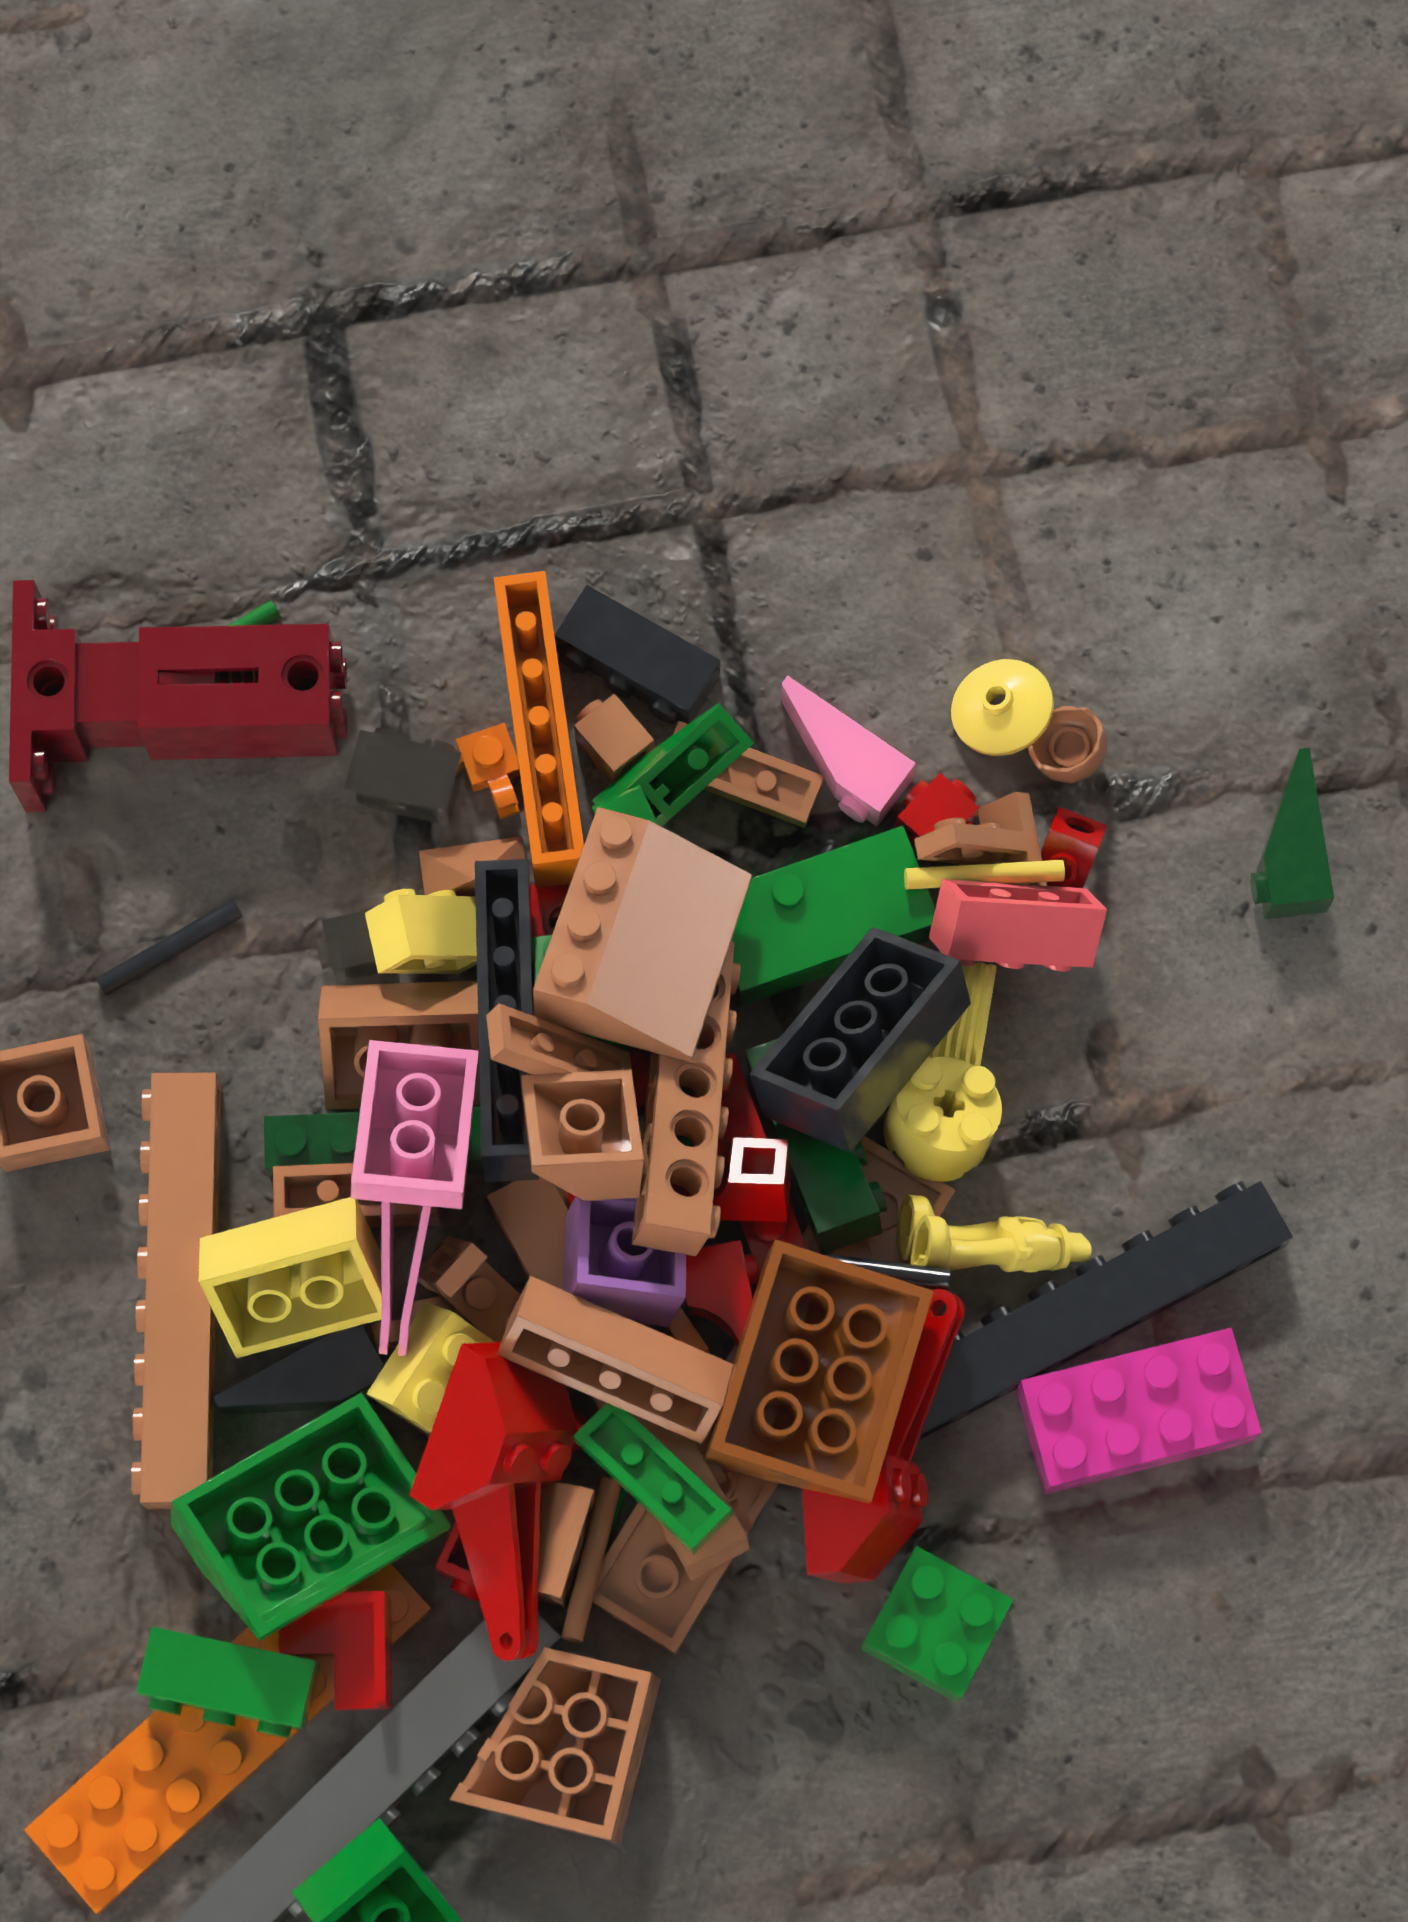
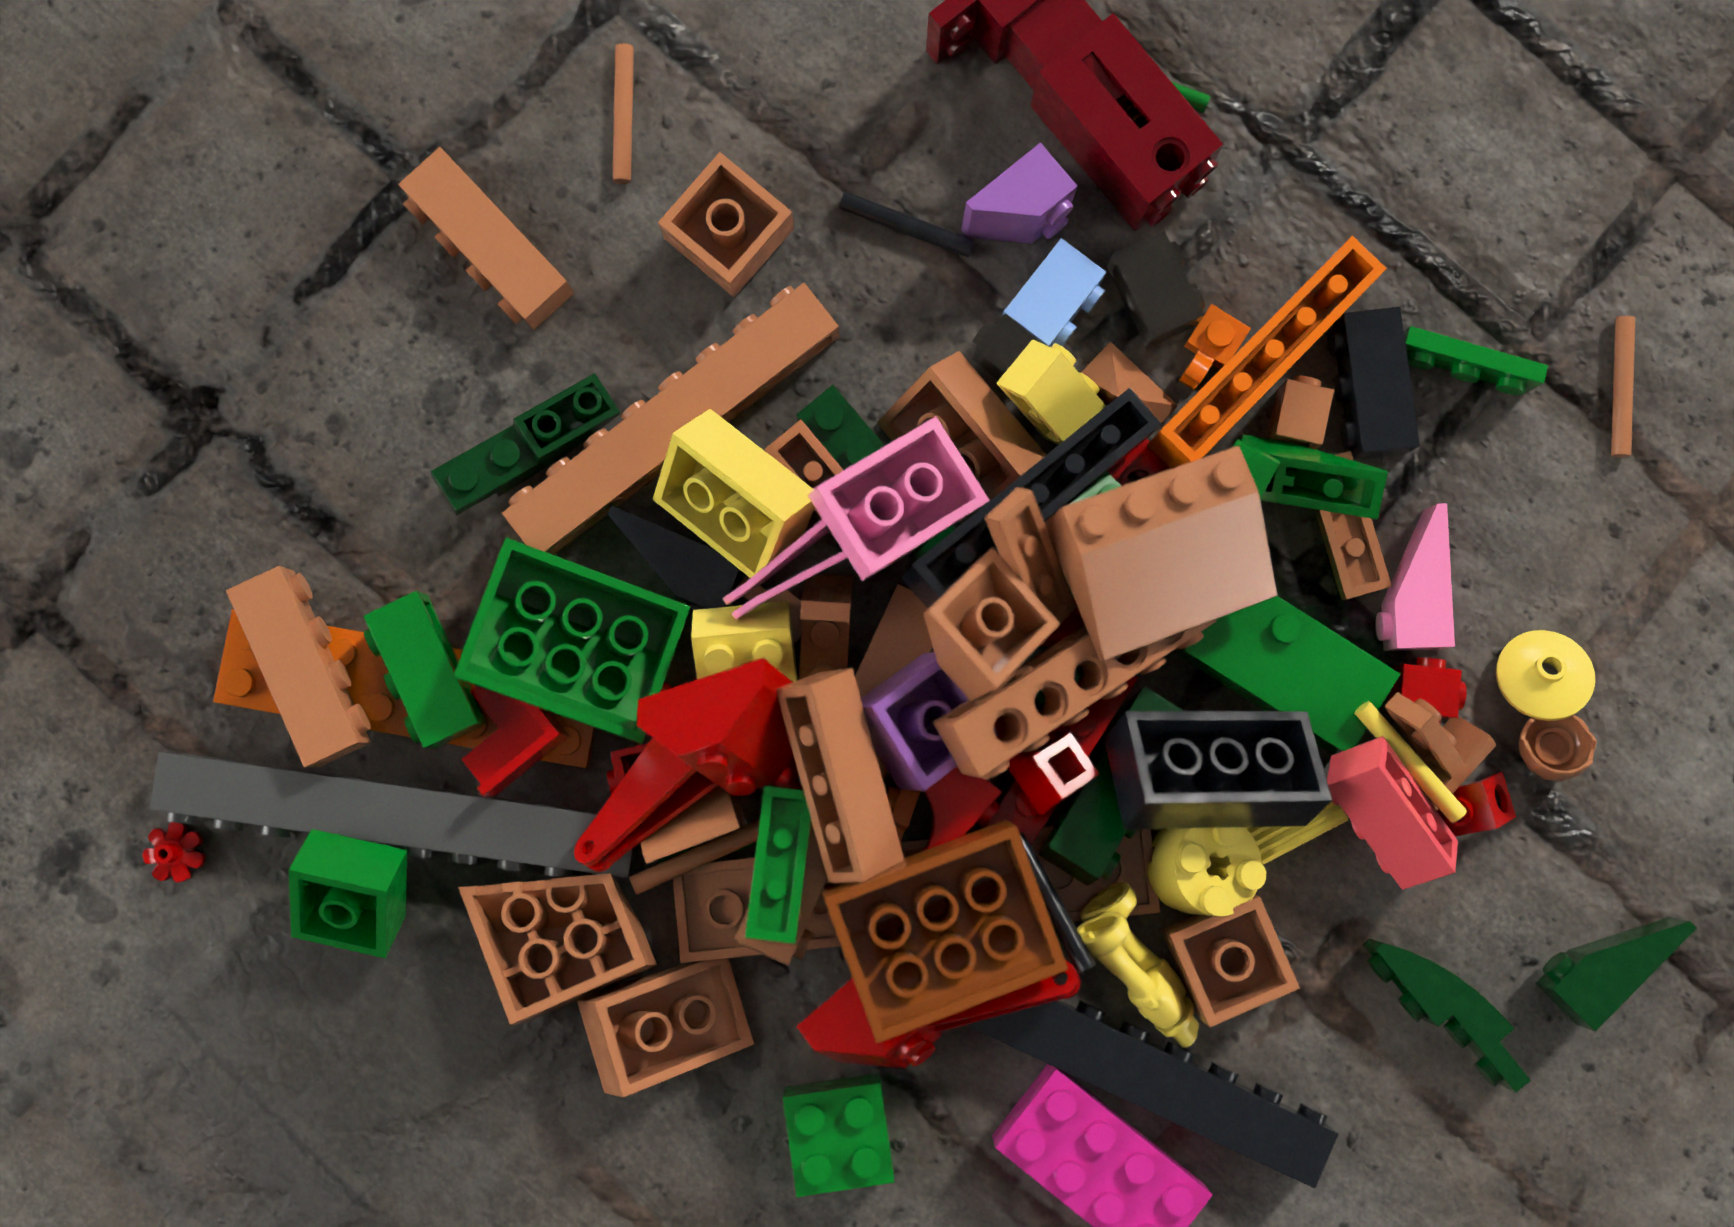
camera: 55 degrees right, 10 degrees up
(94, 1436) = (526, 446): none -> dark green slope
(131, 1793) = (300, 666): none -> nougat brick
(237, 829) = (1022, 201): none -> medium lavender slope
(339, 863) = (1056, 294): none -> light blue brick
(683, 561) = (1473, 362): none -> green plate
(718, 1711) = (664, 1025): none -> nougat slope
(805, 454) = (1623, 386): none -> nougat bar
(1040, 1159) = (1230, 961): none -> nougat brick
(1205, 1005) = (1440, 996): none -> dark green slope

